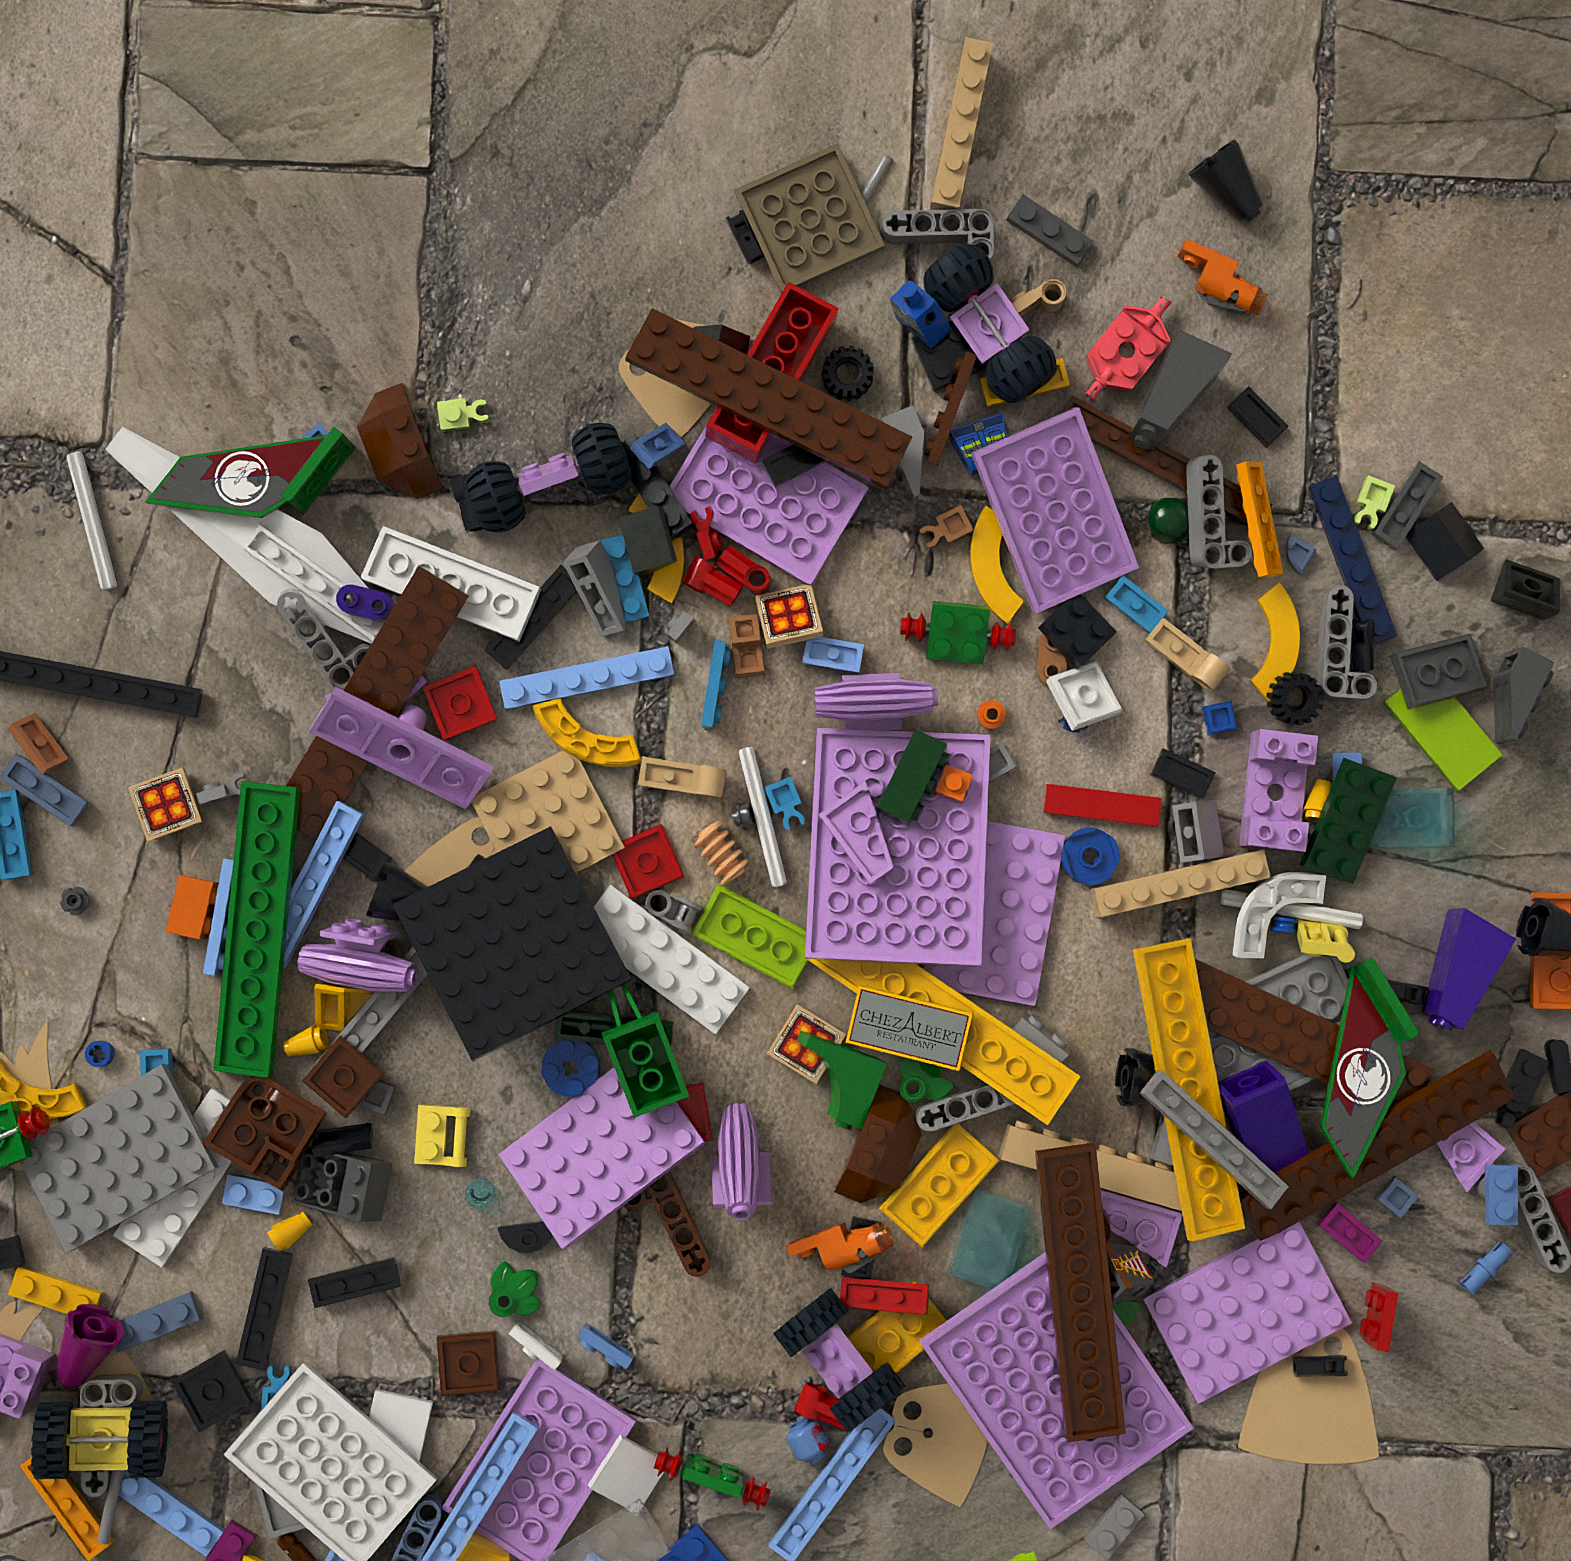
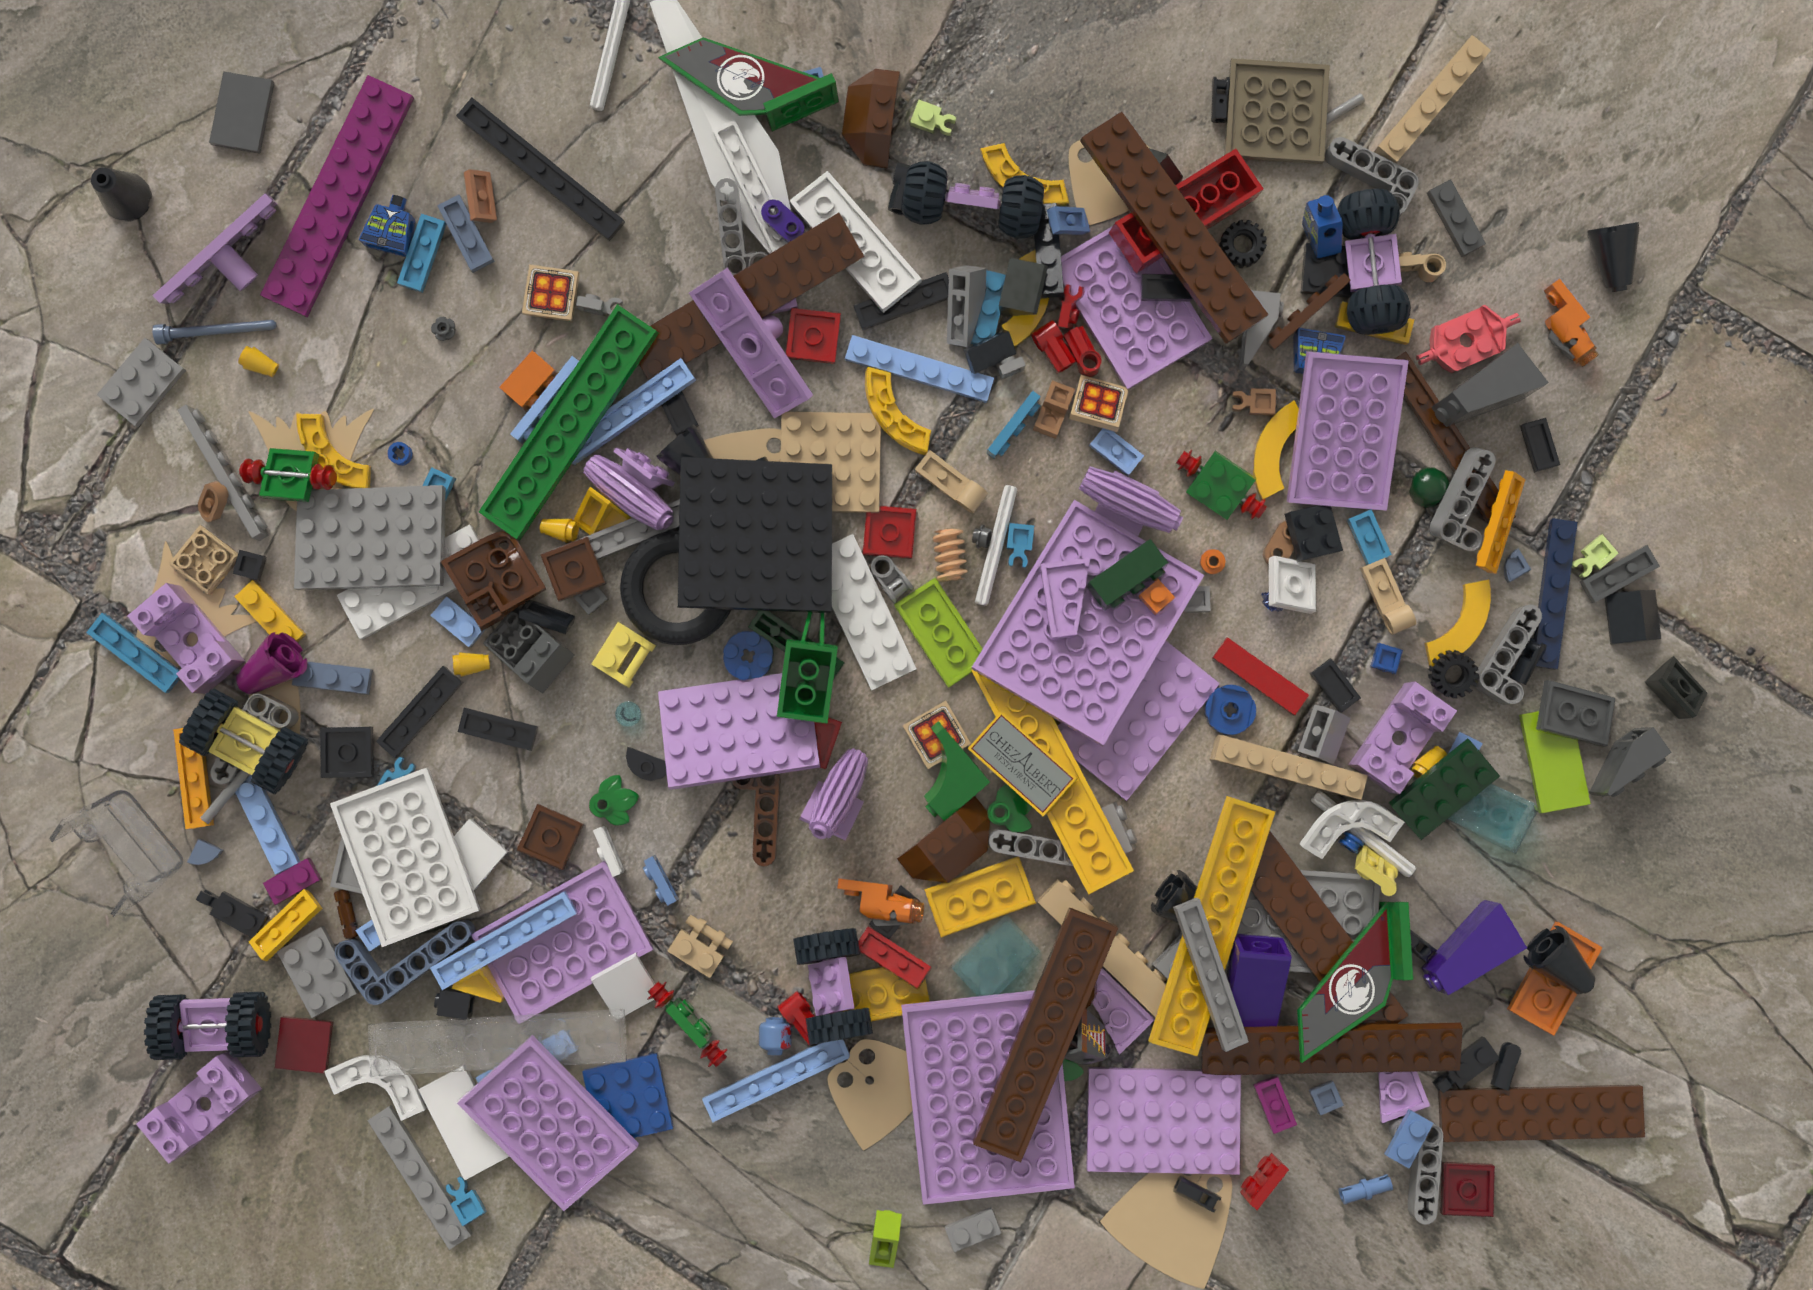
camera: 30 degrees right, 0 degrees up
(431, 1081) = (637, 609): none -> black tyre
(563, 426) = (1003, 167): none -> yellow tile
(649, 622) = (990, 351): none -> black tile
(682, 1400) = (697, 953): none -> tan plate

